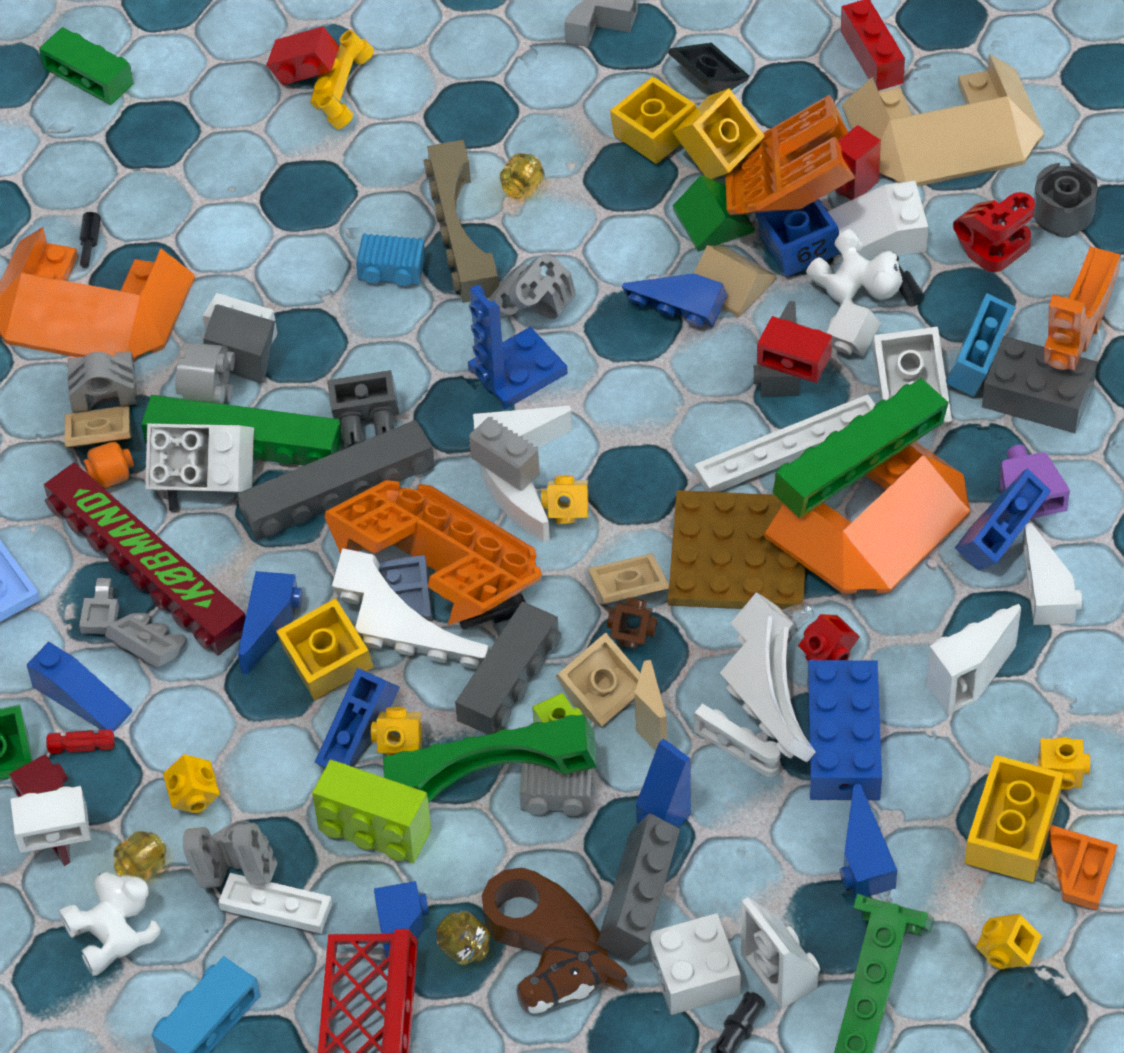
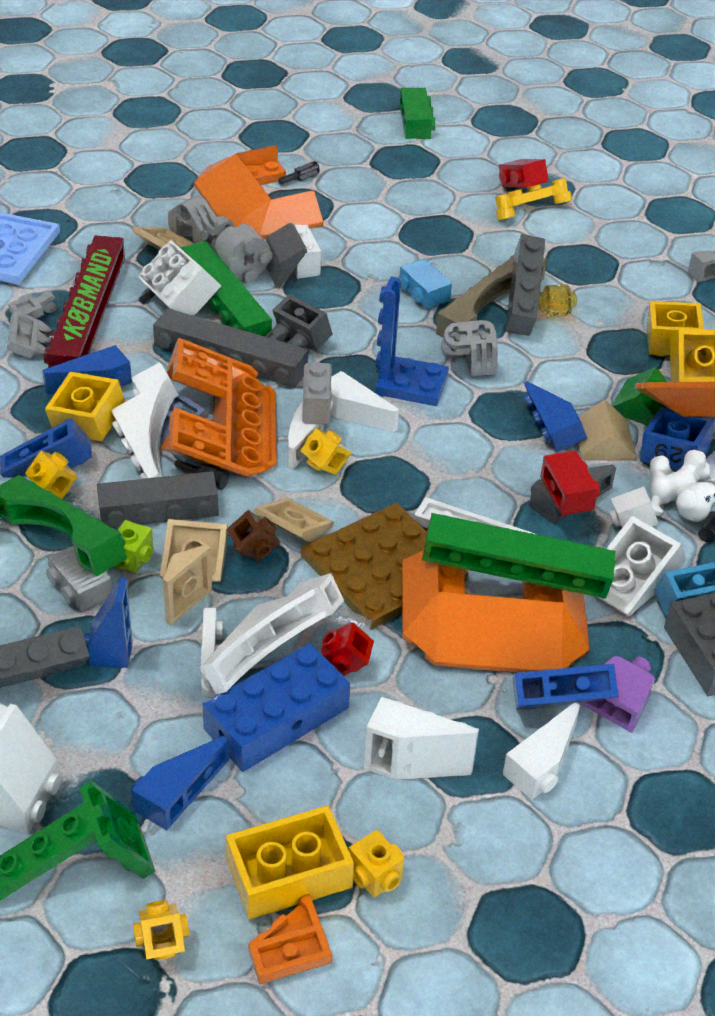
camera: 45 degrees right, 10 degrees down
(109, 464) = (138, 254): orange head -> none
(491, 185) = (525, 285): none -> dark grey brick

